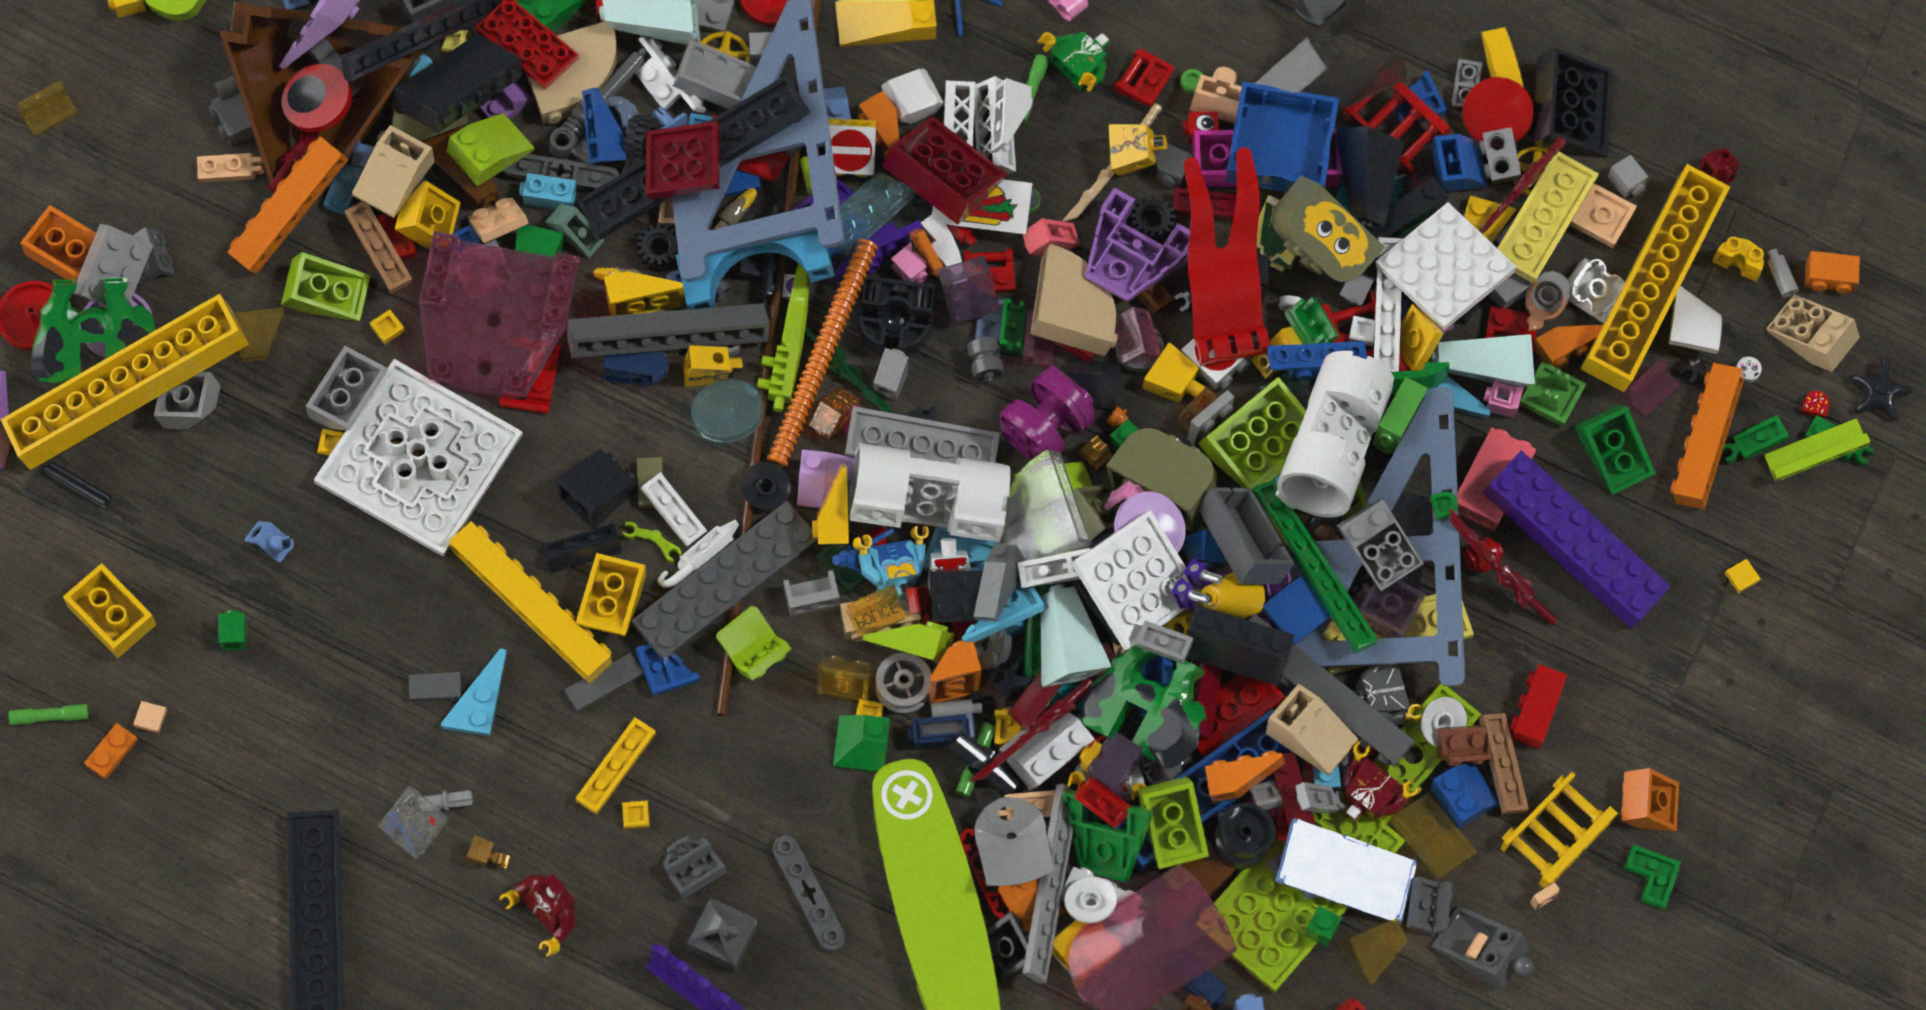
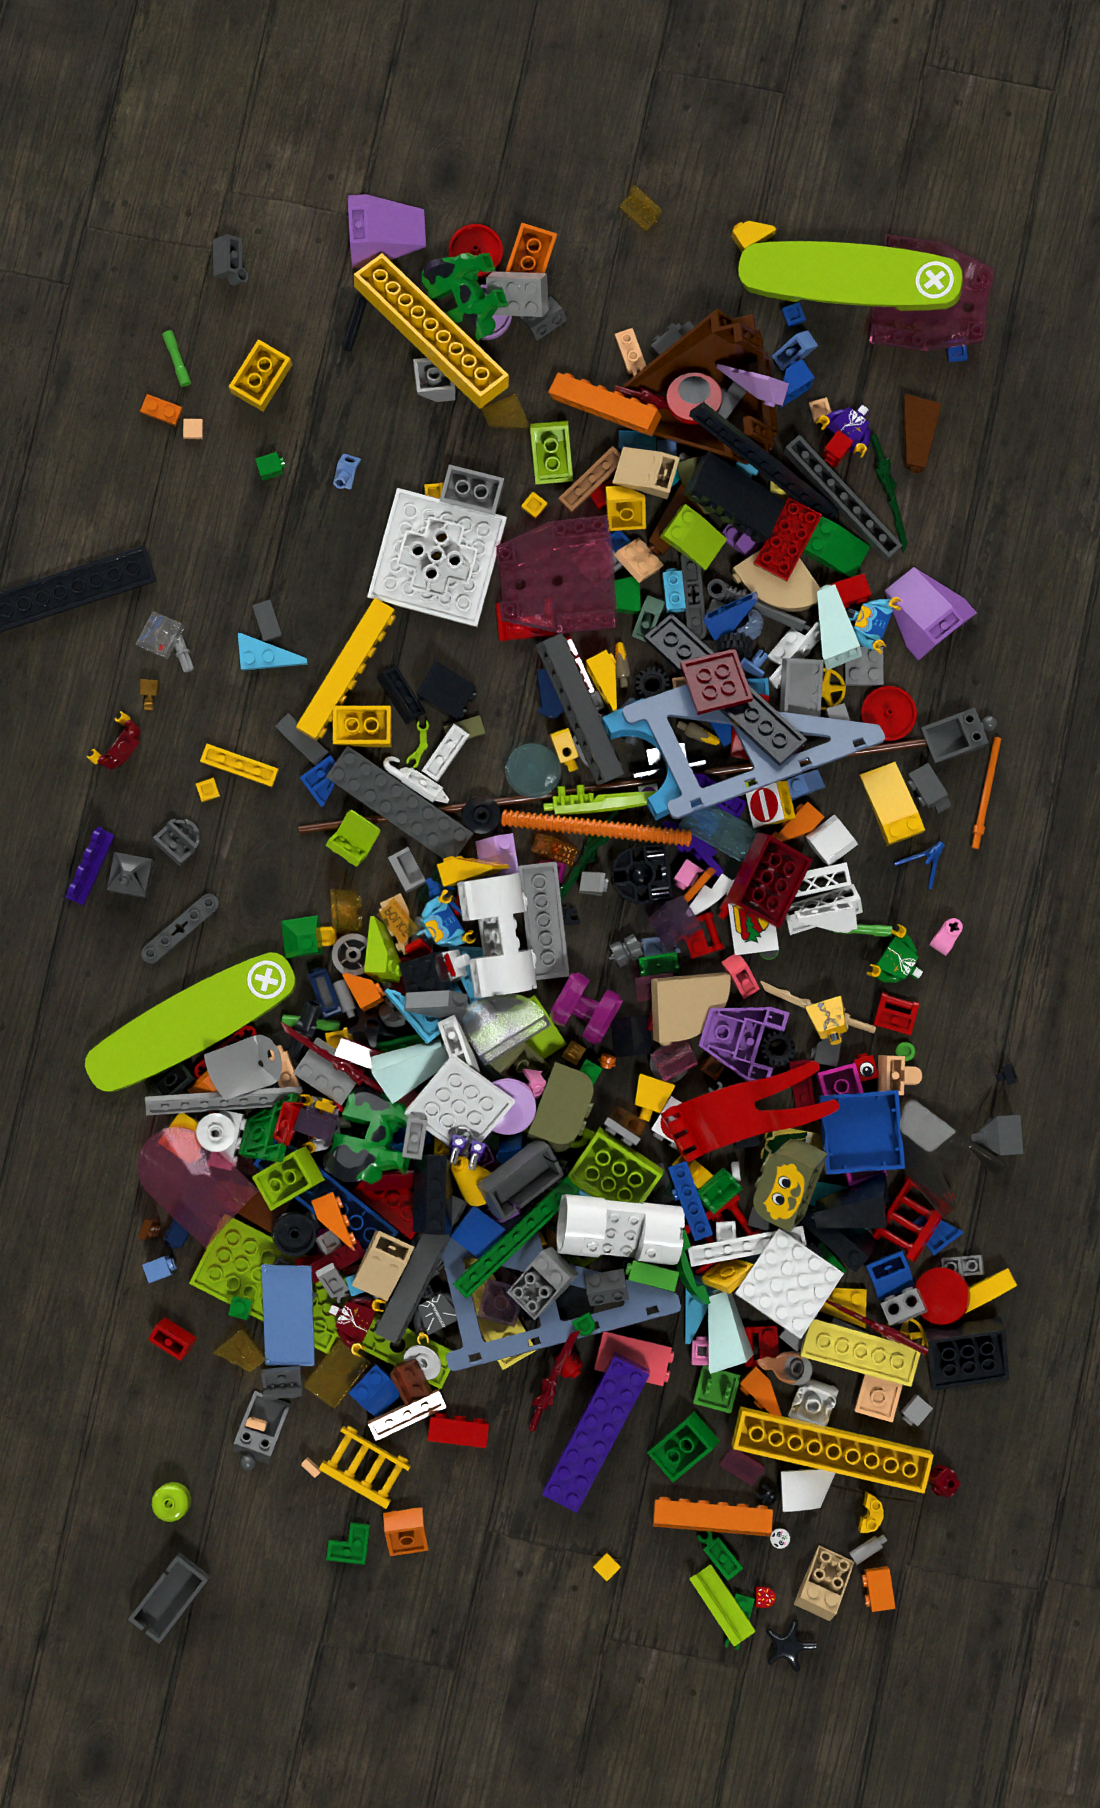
camera: 80 degrees right, 15 degrees up
(1403, 467) = (606, 1287): none -> dark grey bracket

